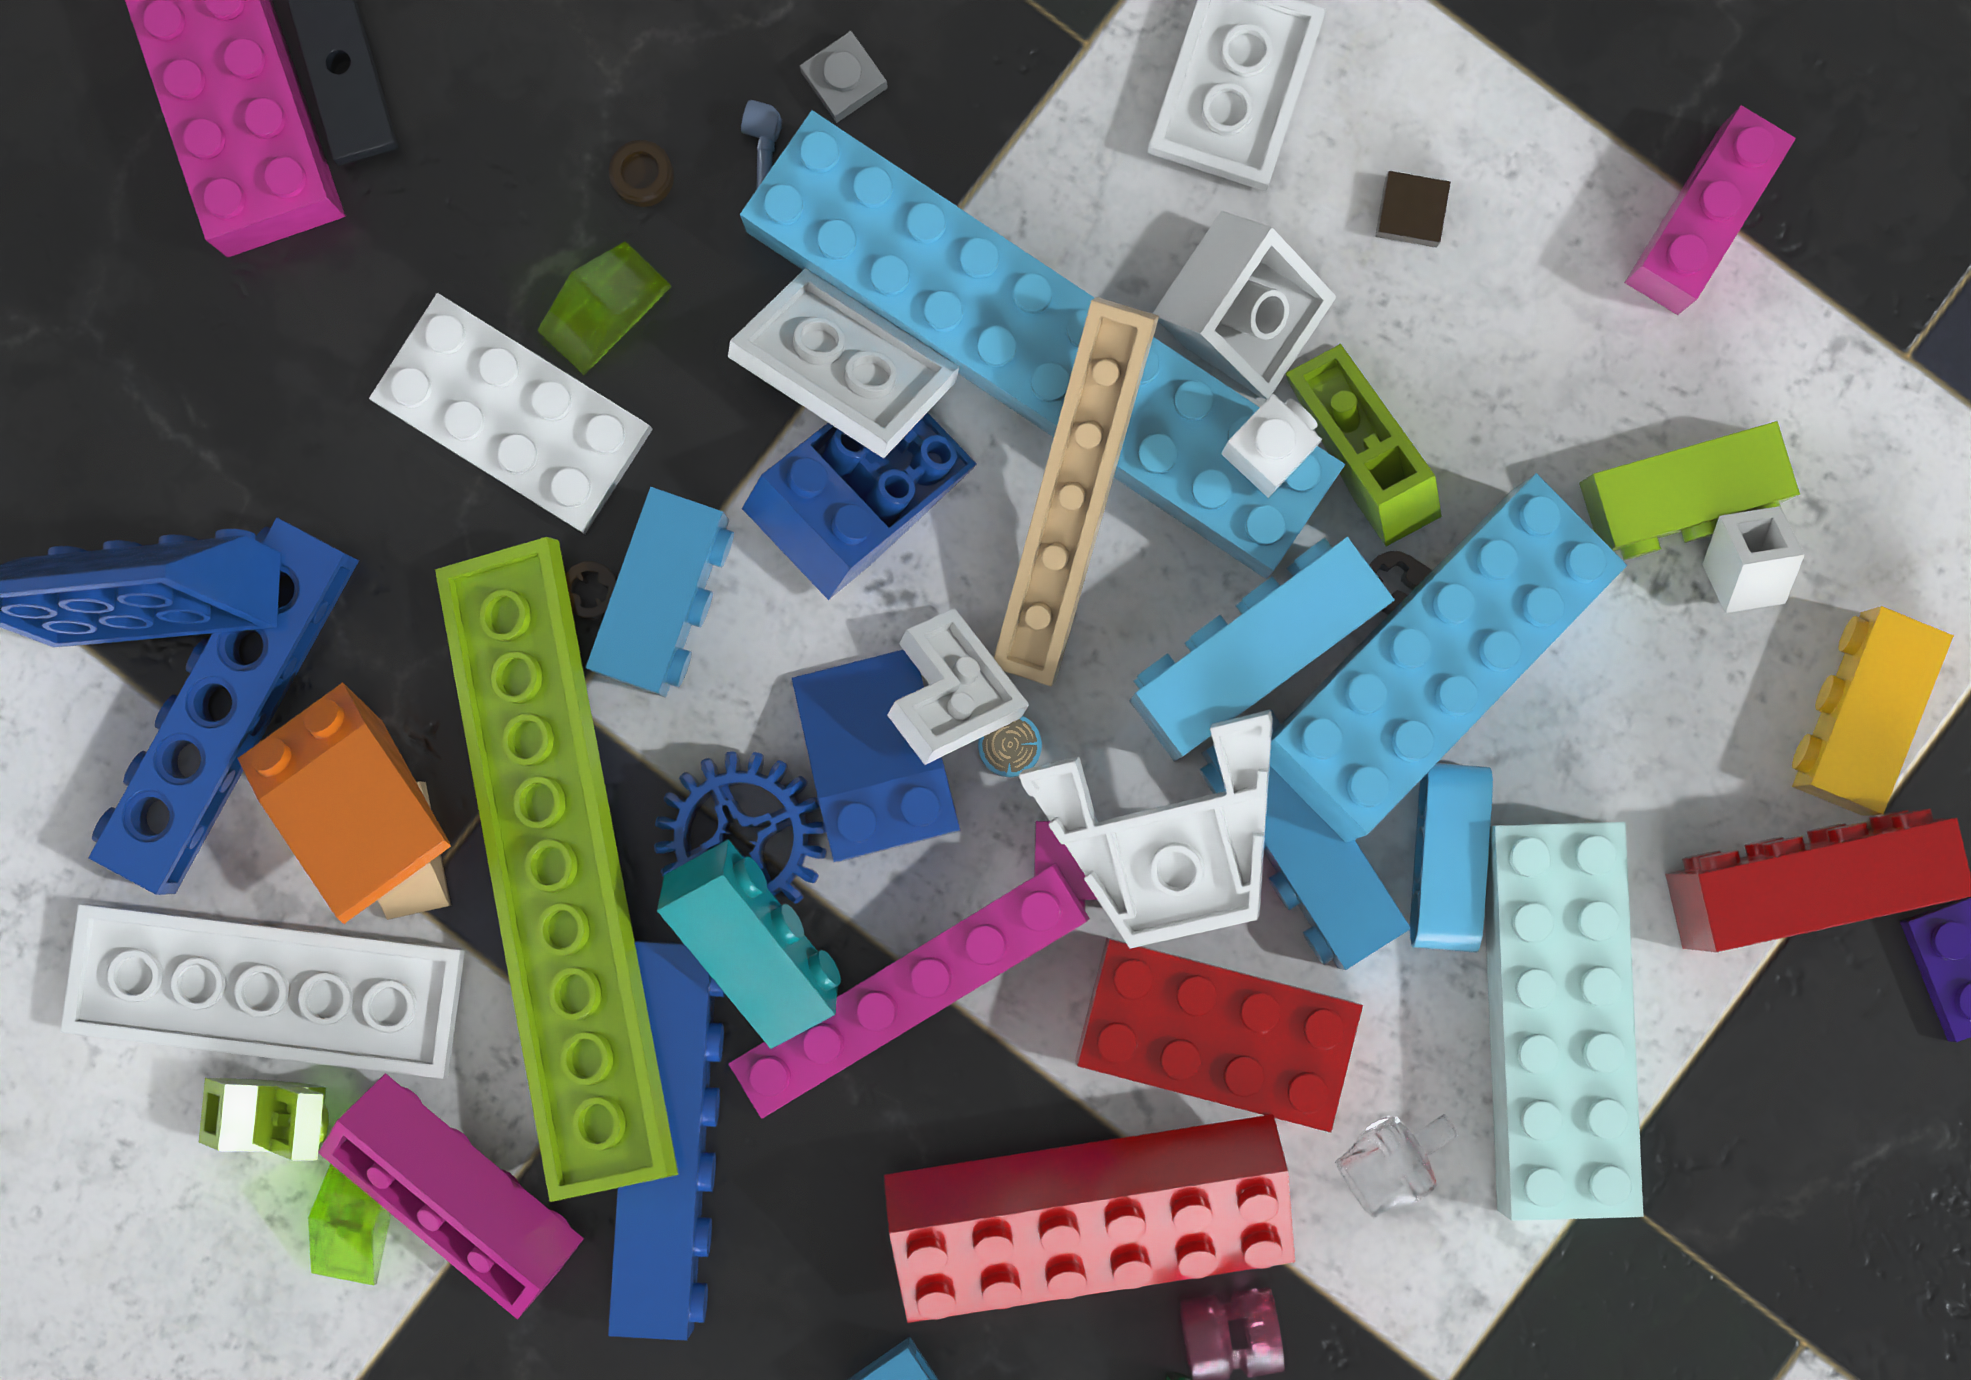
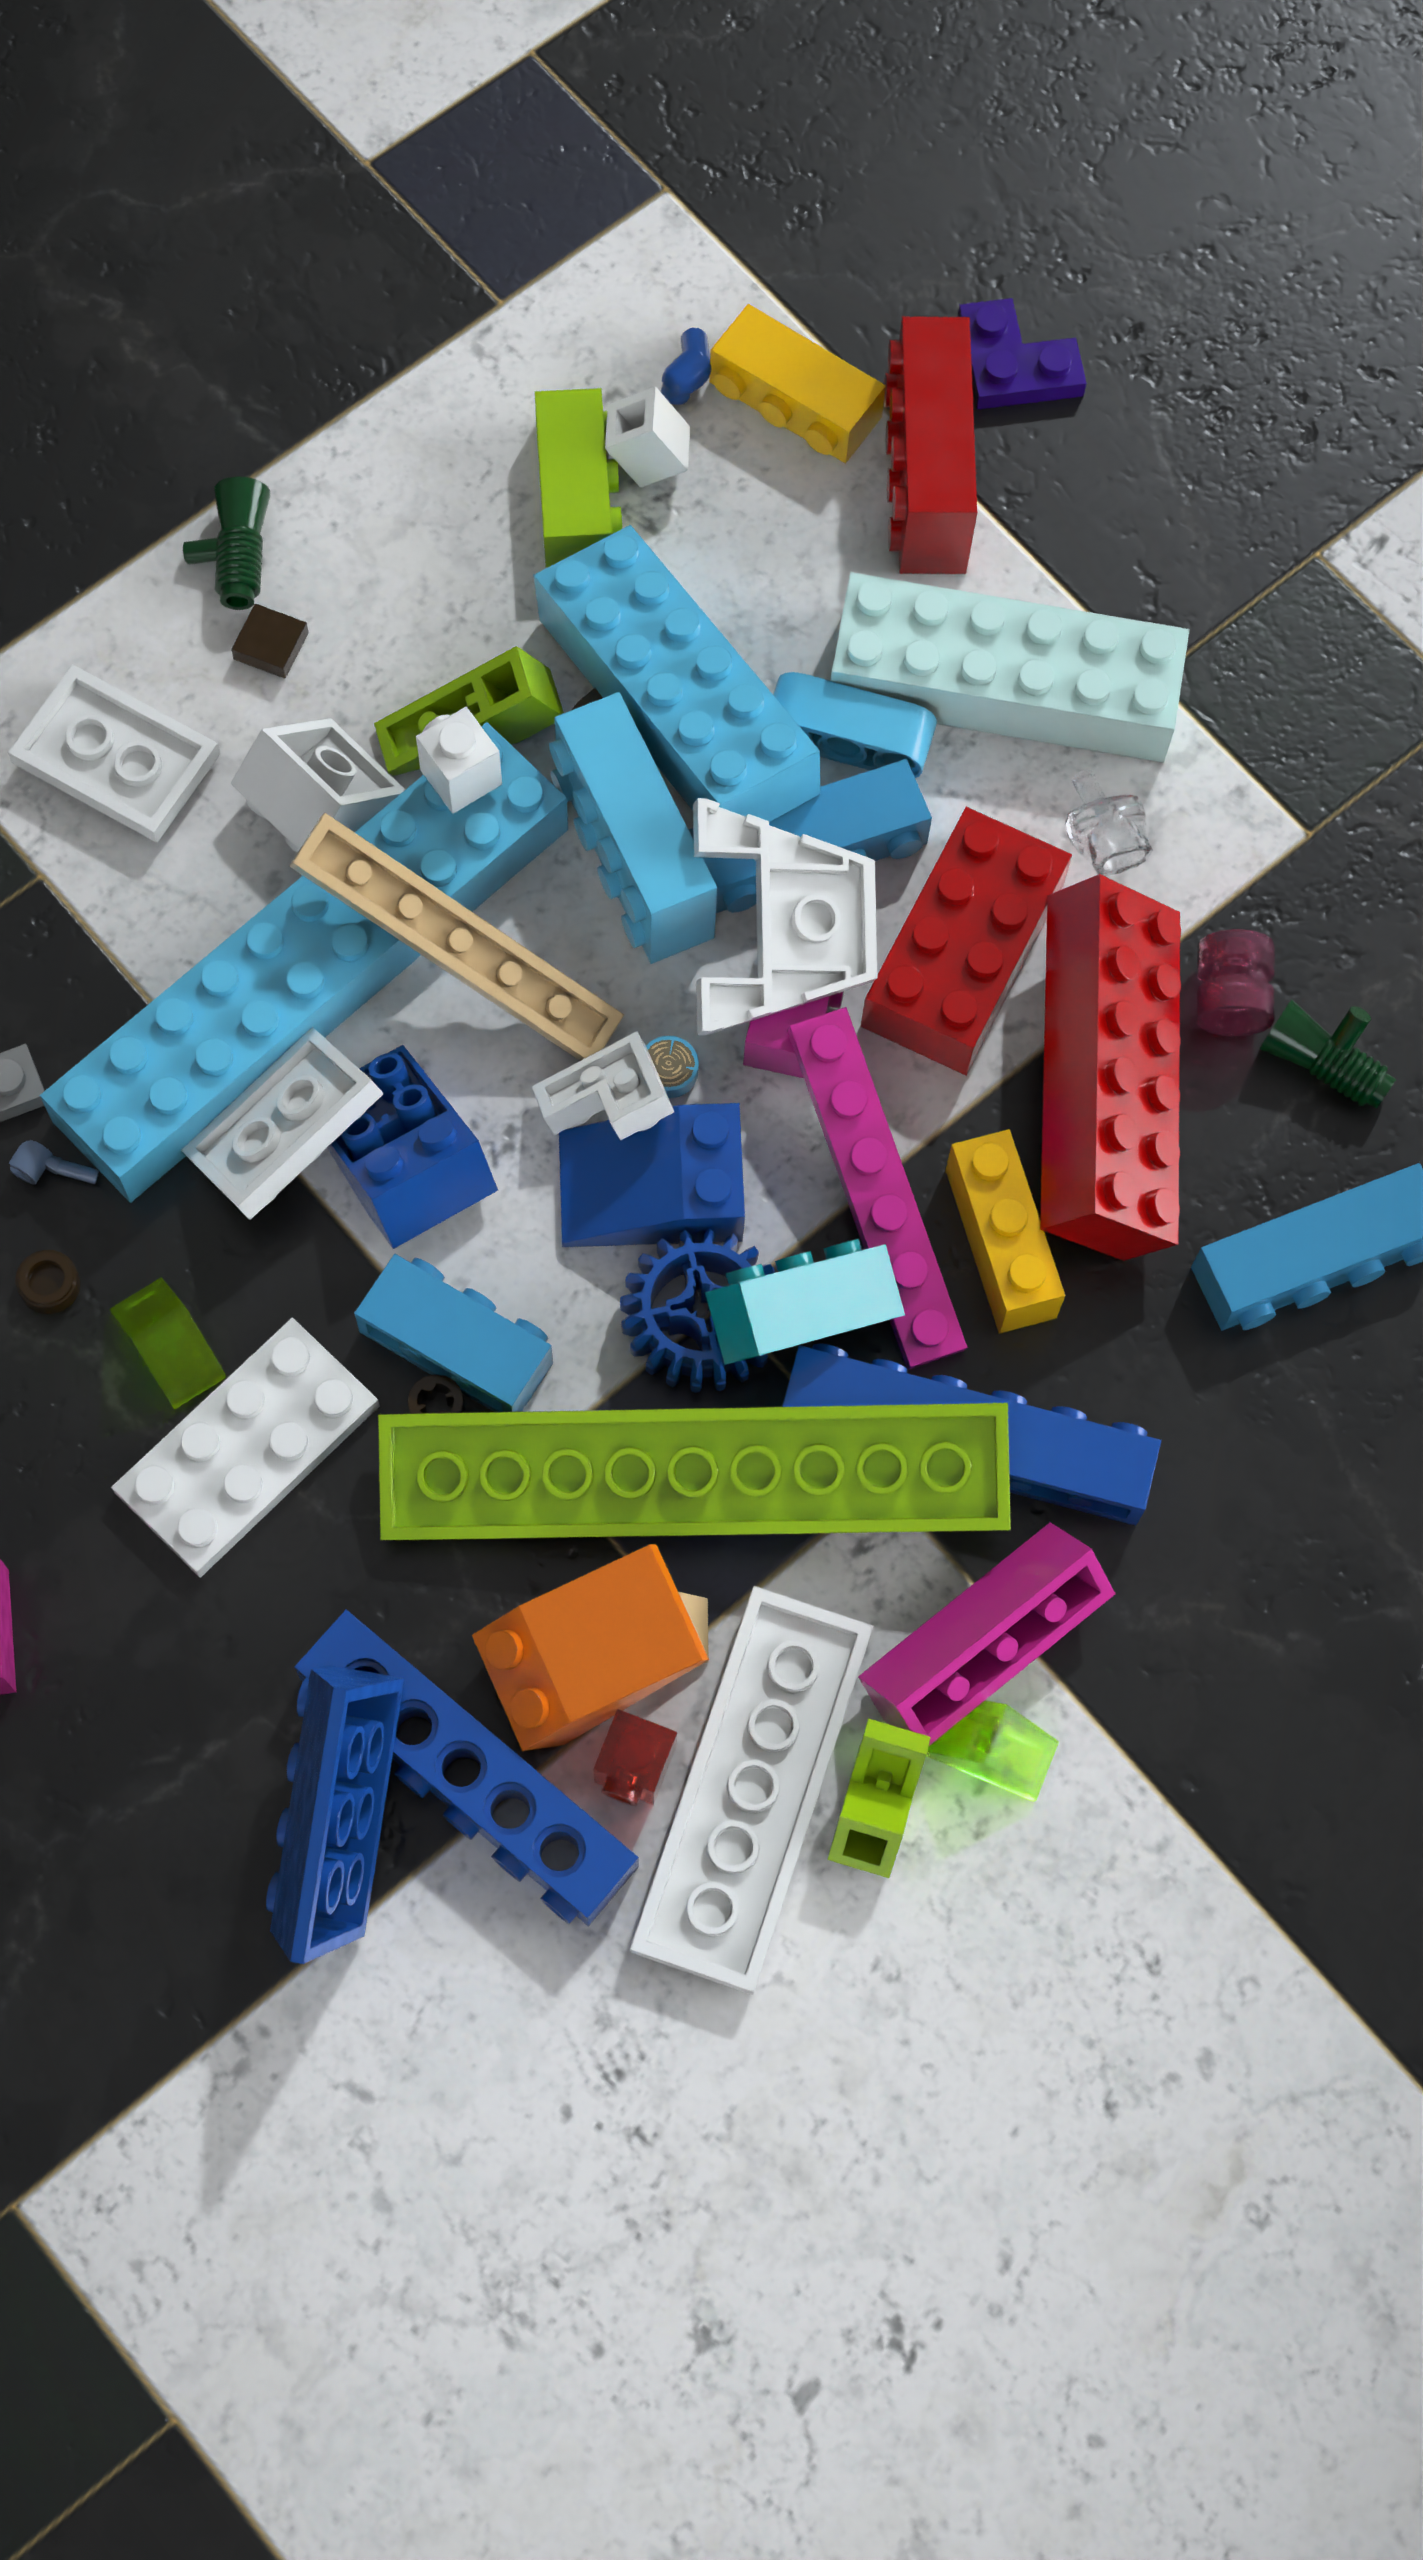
camera: 85 degrees left, 15 degrees down
(258, 870) = (634, 1759): none -> clear red brick
(890, 1135) = (1004, 1231): none -> yellow brick
(1517, 146) = (238, 546): none -> dark green piece
(1710, 210) = (339, 409): dark pink brick -> none
(1864, 588) = (689, 369): none -> blue arm

